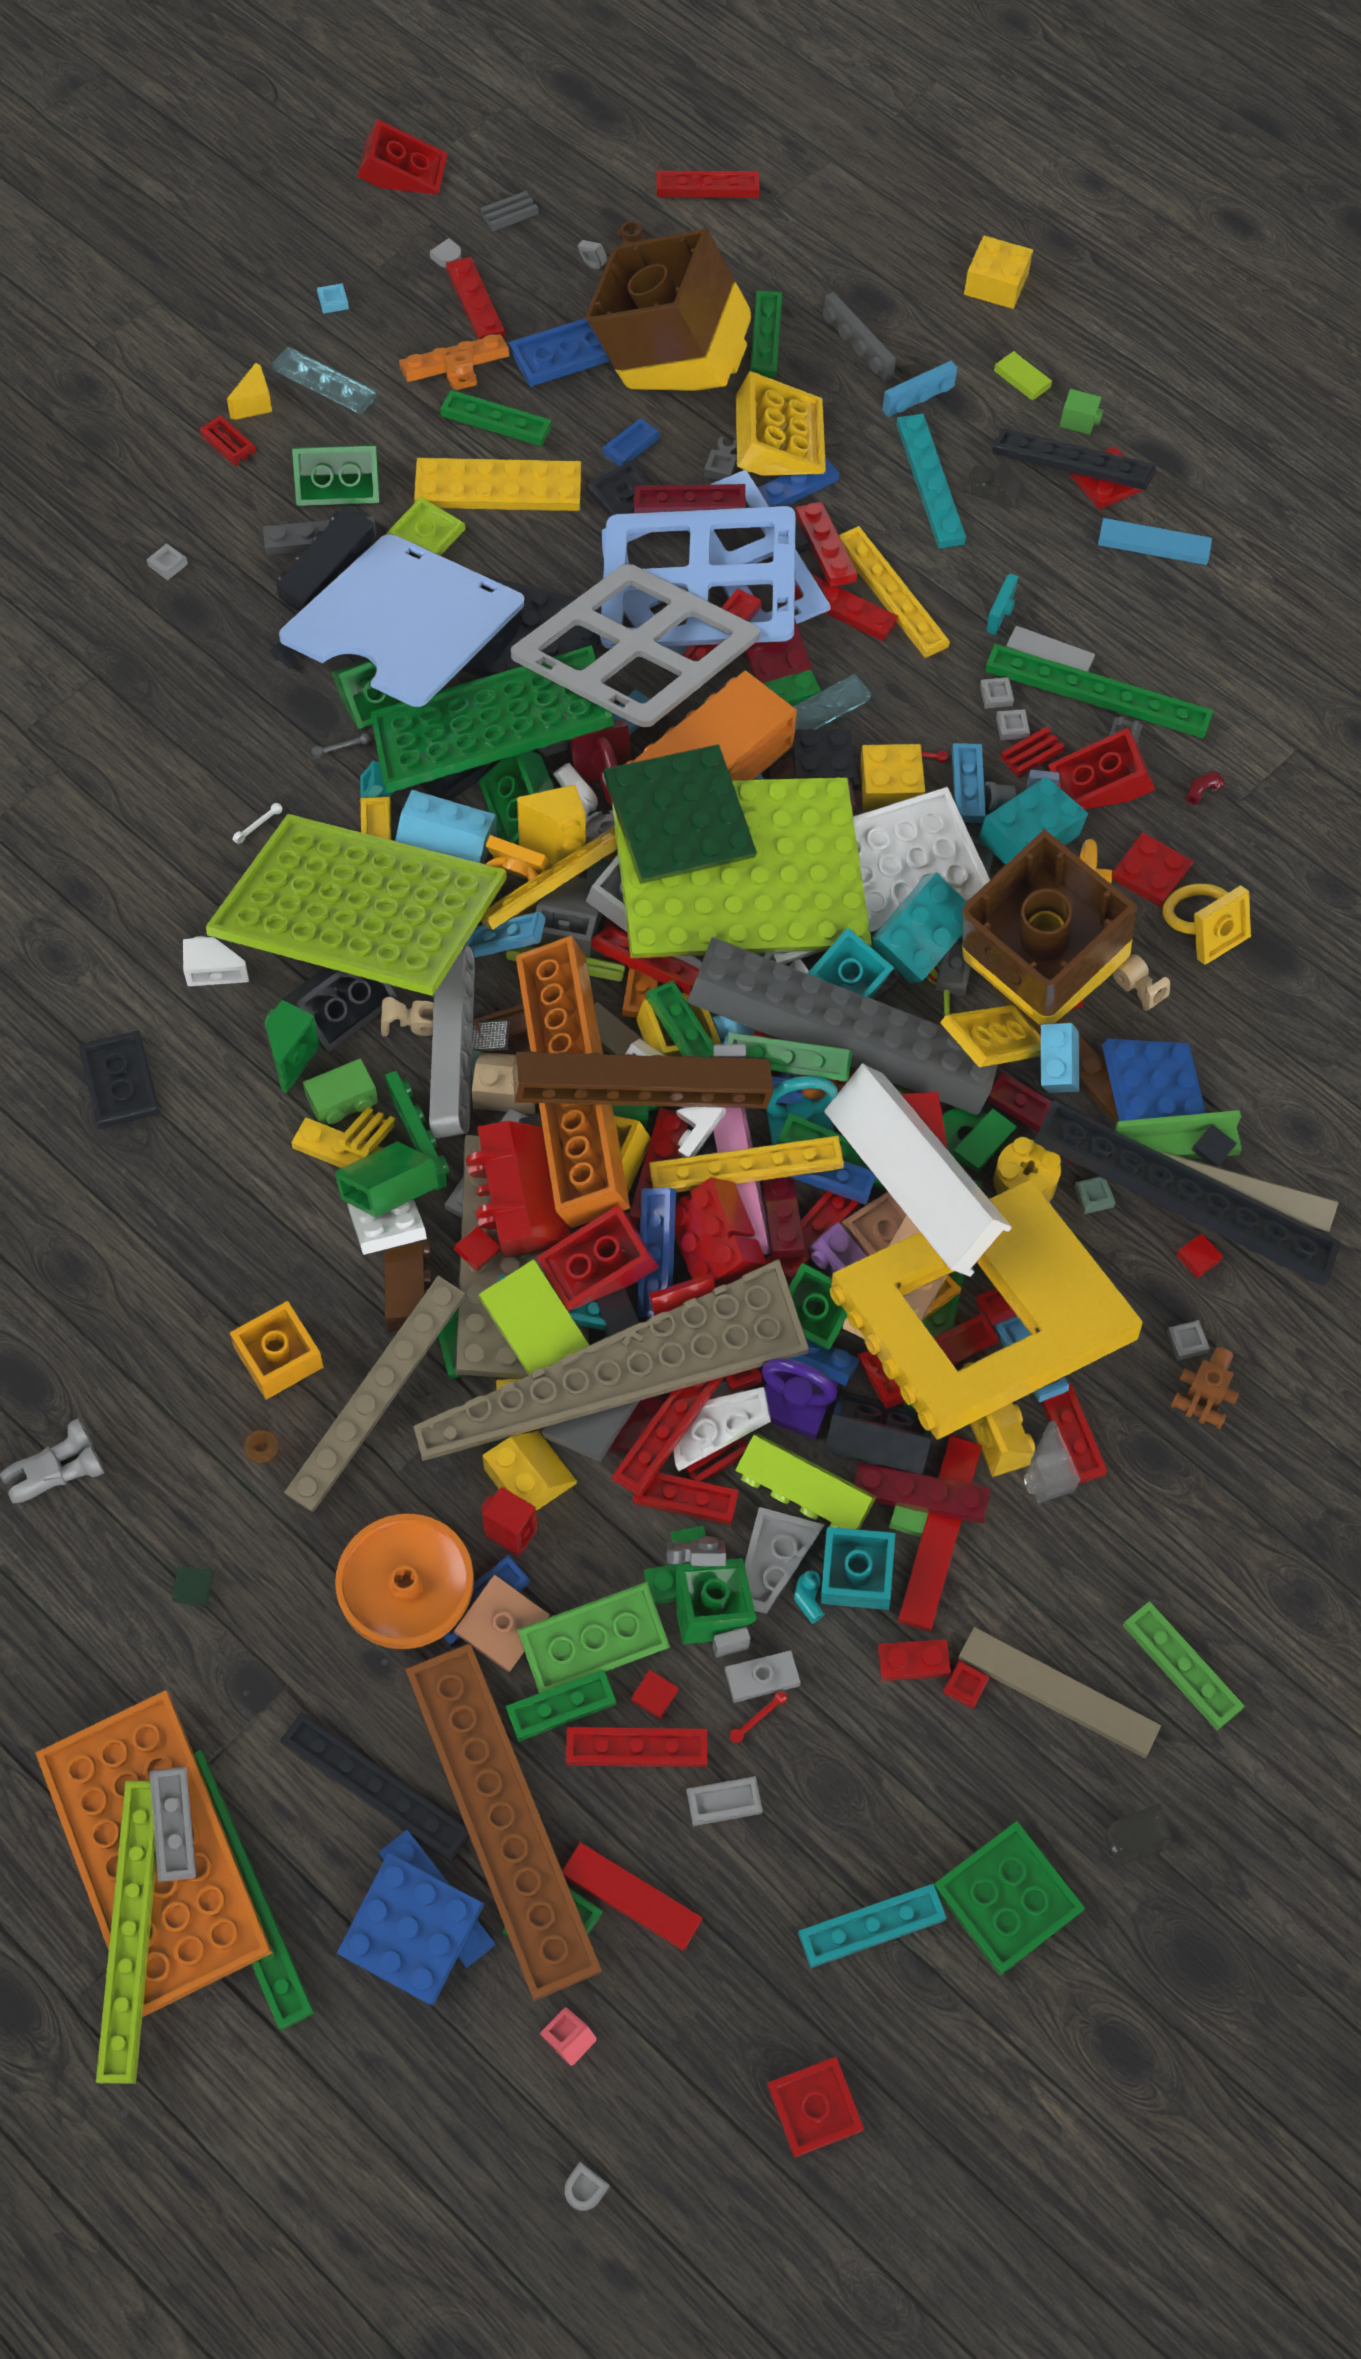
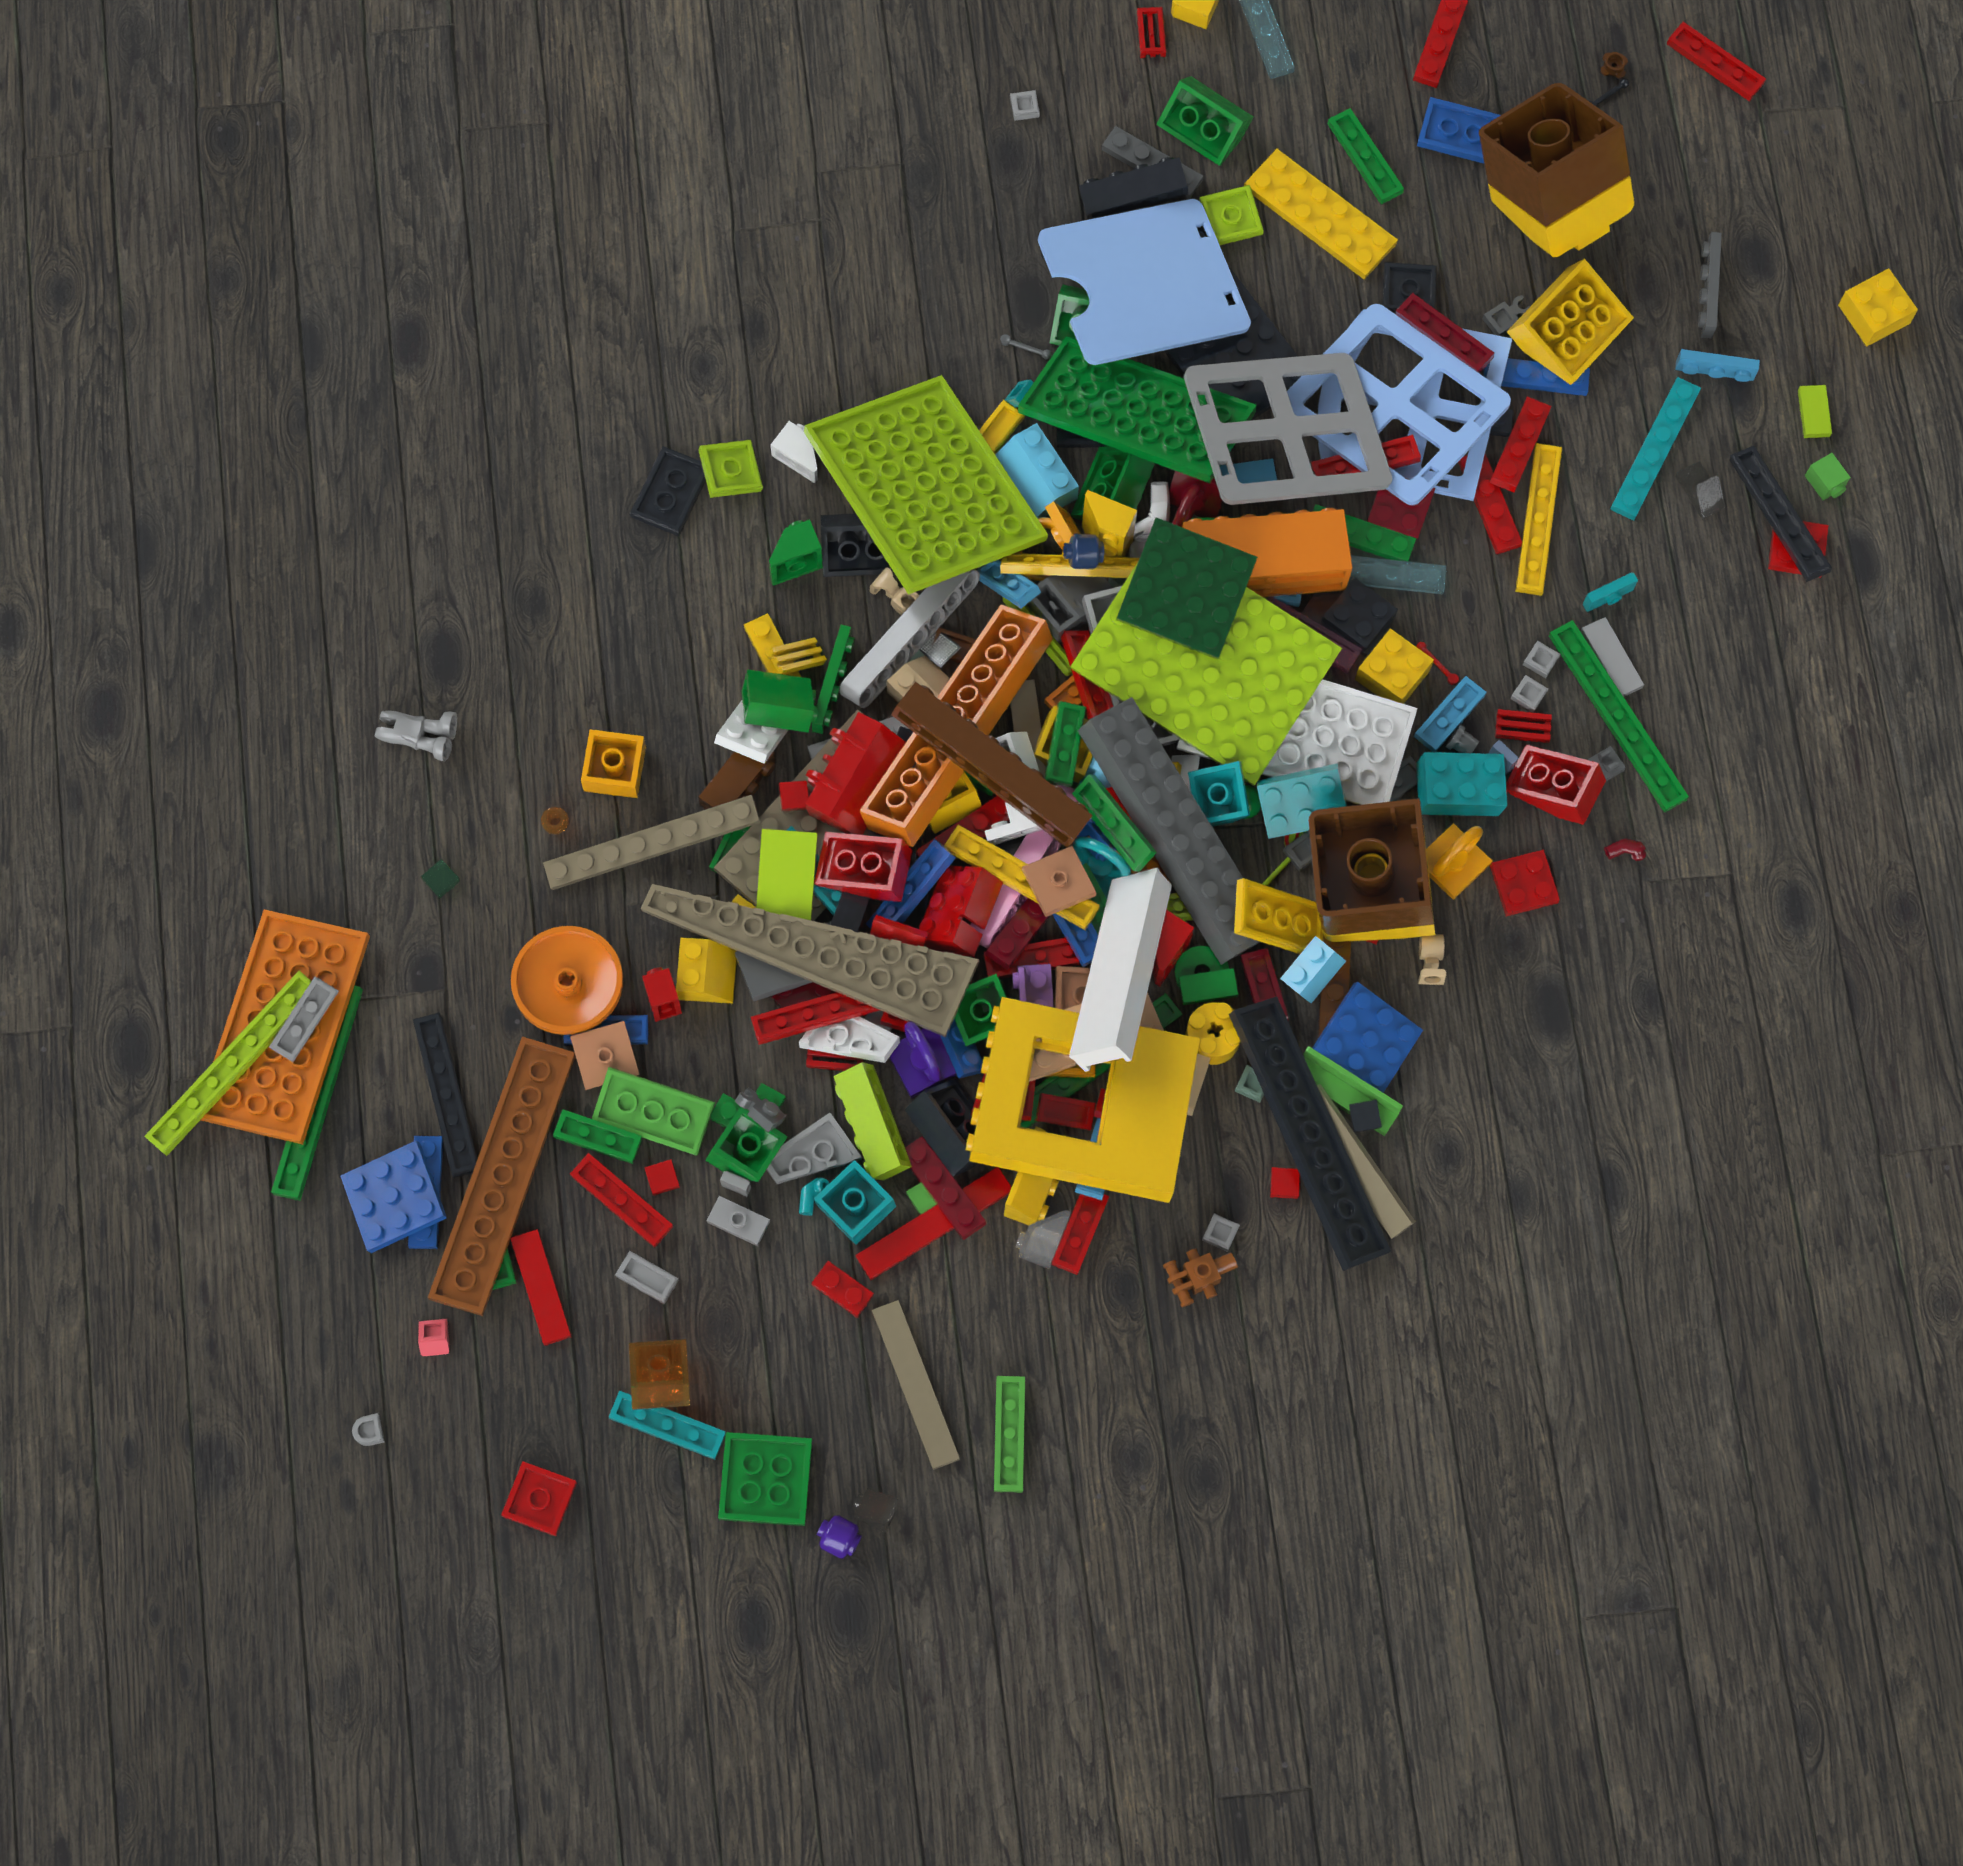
camera: 40 degrees right, 10 degrees up
(160, 1020) = (730, 468): none -> lime plate
(239, 836) = (896, 367): white hinge -> none
(340, 1092) = (804, 614): bright green brick -> none
(455, 361) = (1377, 84): orange plate -> none
(556, 853) = (1084, 551): none -> dark blue head
(592, 254) = (1564, 62): light grey tile -> none
(631, 442) = (1452, 250): blue tile -> none
(689, 1498) = (792, 1071): red plate -> none
(729, 1051) = (1072, 790): light grey tile -> none
(737, 1735) = (690, 1244): red hinge -> none
(766, 333) = (1643, 229): green tile -> none
(786, 1141) = (1058, 881): none -> nougat plate
(826, 1880) = (659, 1374): none -> clear orange brick
(966, 1684) = (861, 1331): red tile -> none
(1126, 1893) = (839, 1536): none -> dark purple head
(1155, 541) = (1783, 627): dark azure tile -> none
(1216, 926) = (1526, 962): yellow tile -> none

